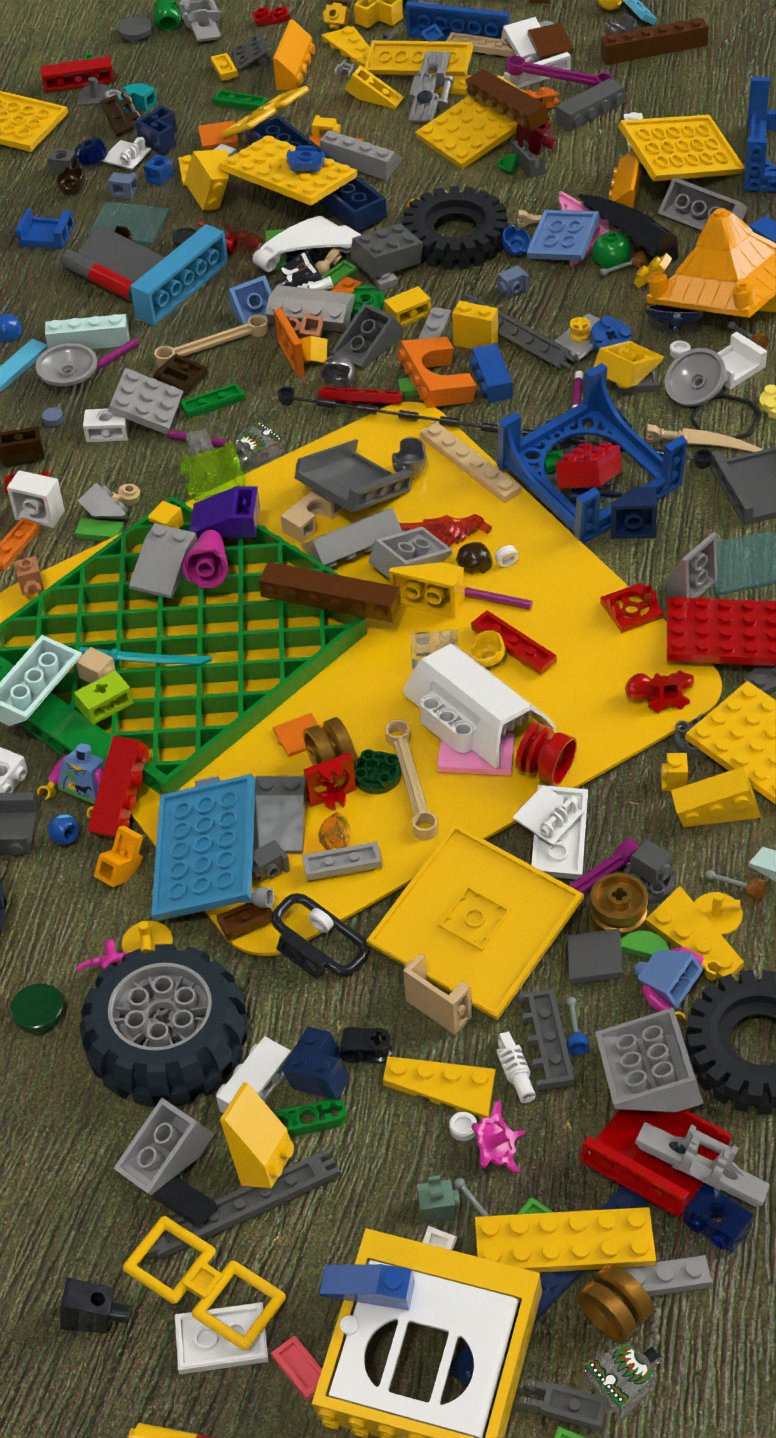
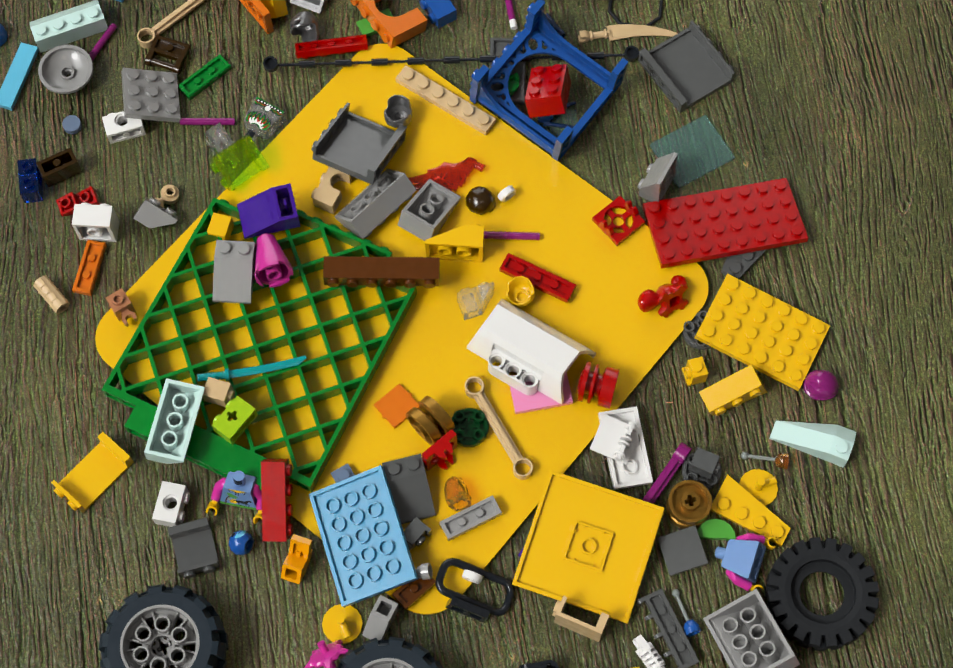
camera: 20 degrees left, 20 degrees up
(98, 529) = (157, 237): bright green tile -> none
(197, 932) = (380, 618): none -> light grey slope
(635, 514) = (598, 128): dark blue slope -> none

